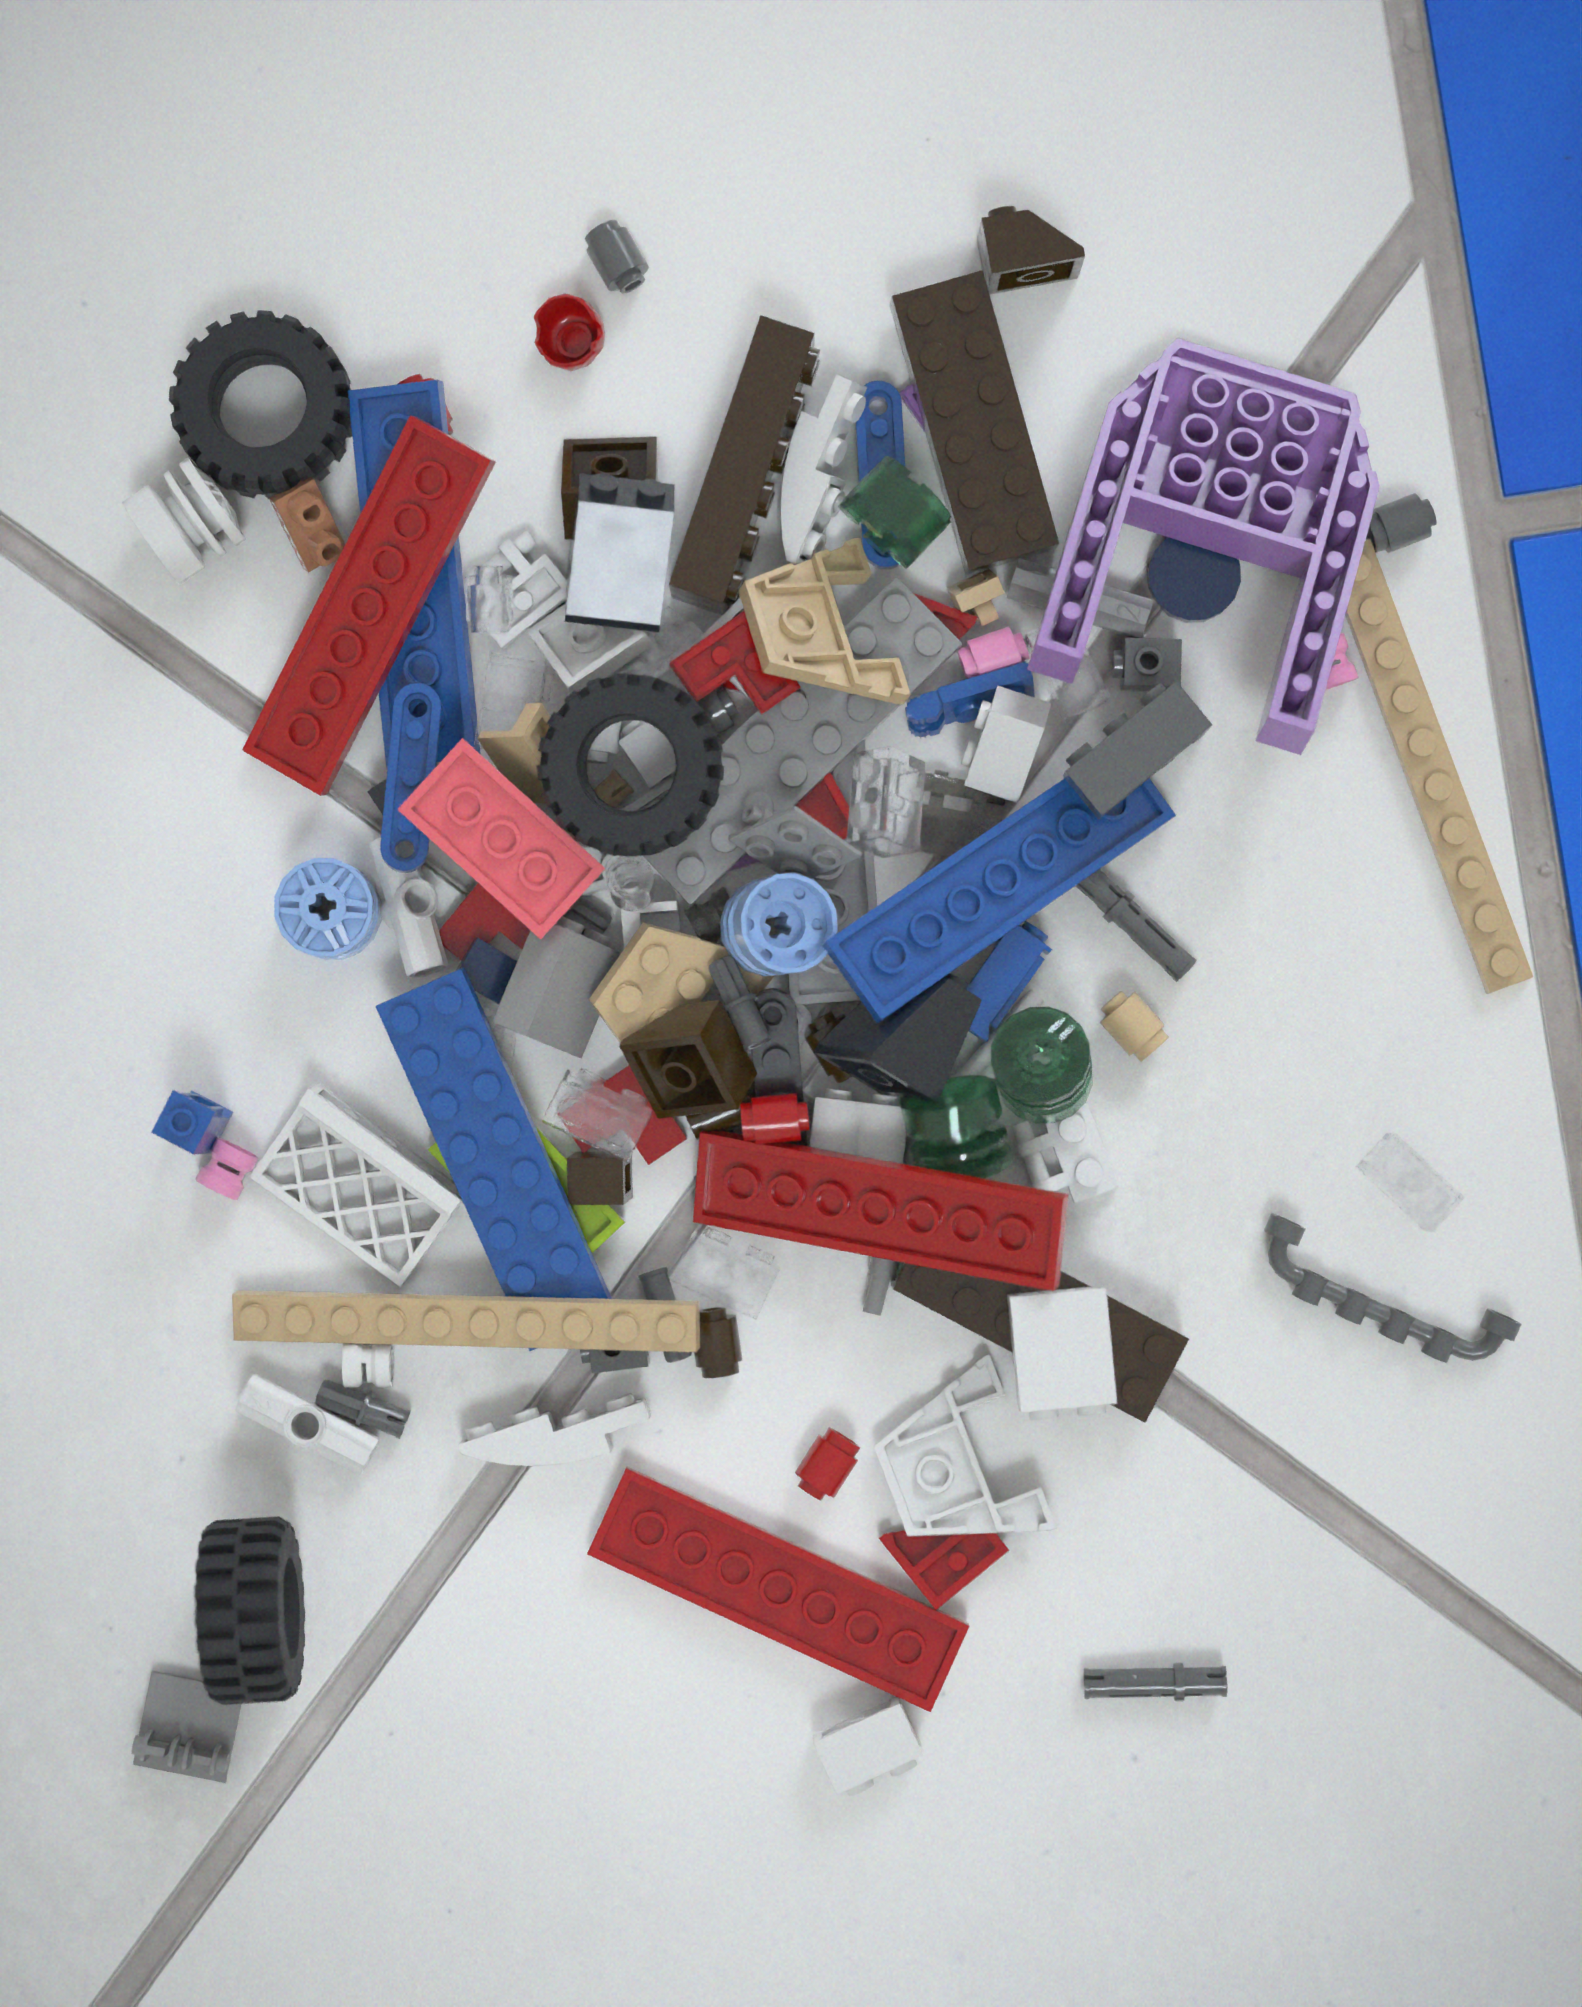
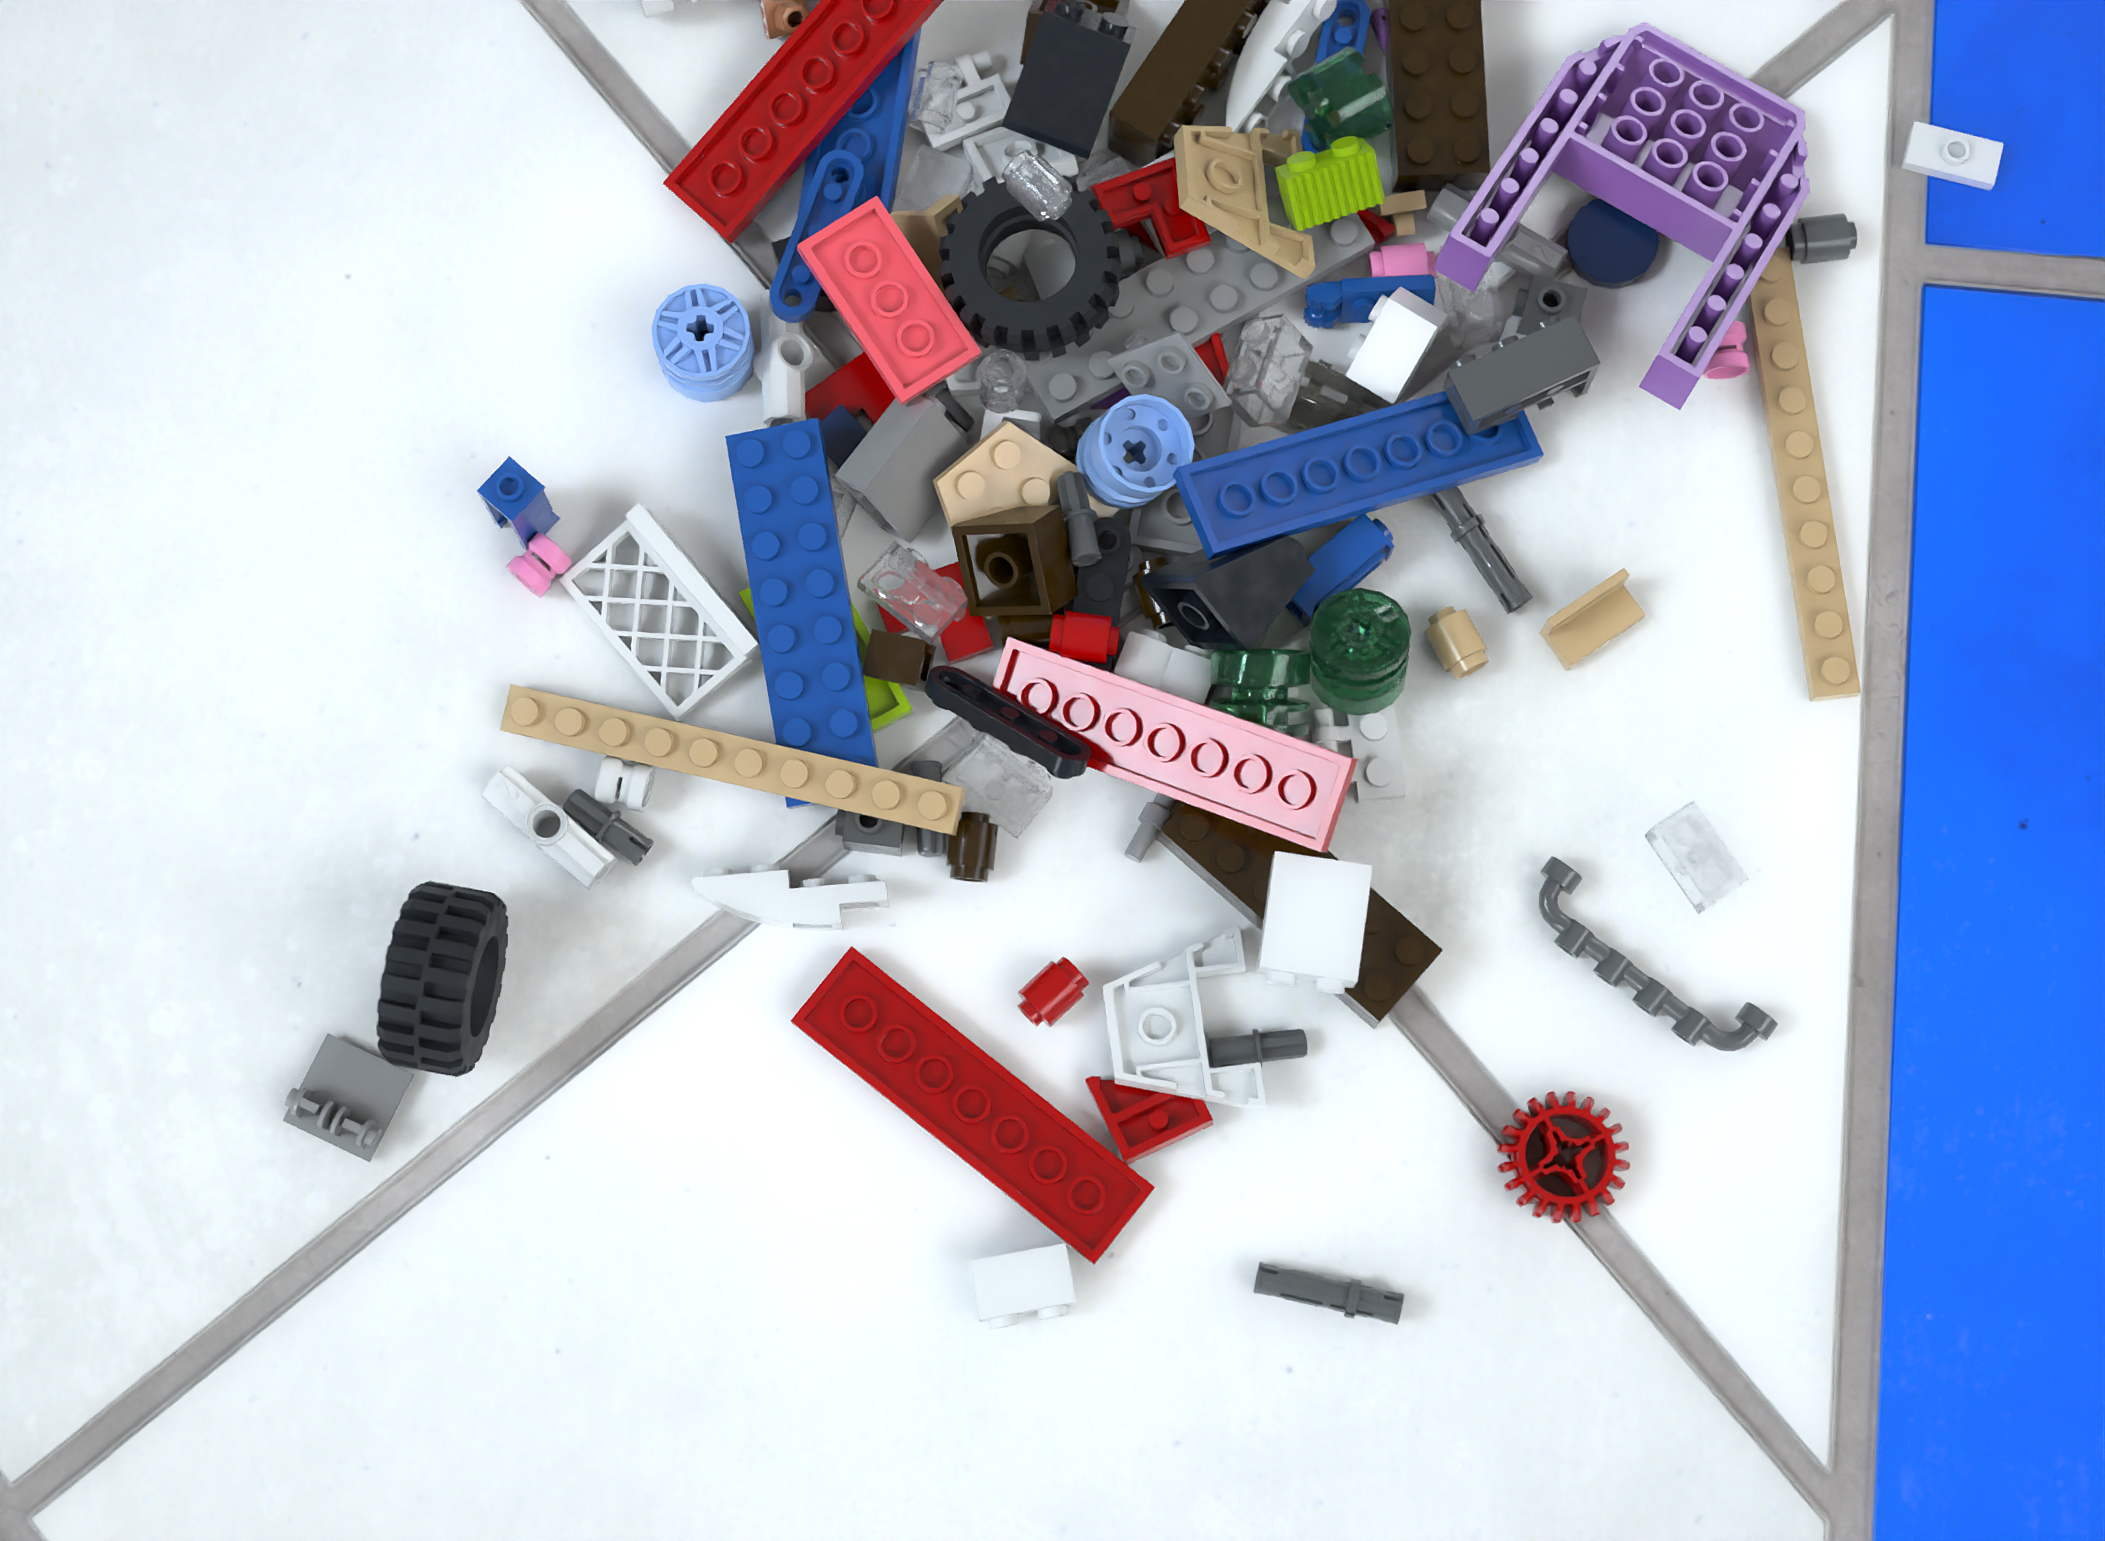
camera: 10 degrees right, 10 degrees down
(620, 700) = (1037, 186): none -> clear brick
(721, 1219) = (1008, 721): none -> black plate
(905, 604) = (1330, 183): none -> lime brick
(1035, 1466) = (1258, 1047): none -> dark grey axle
(1260, 970) = (1592, 620): none -> tan panel
(1363, 1488) = (1574, 1178): none -> red gear
(1512, 400) = (1952, 155): none -> white plate

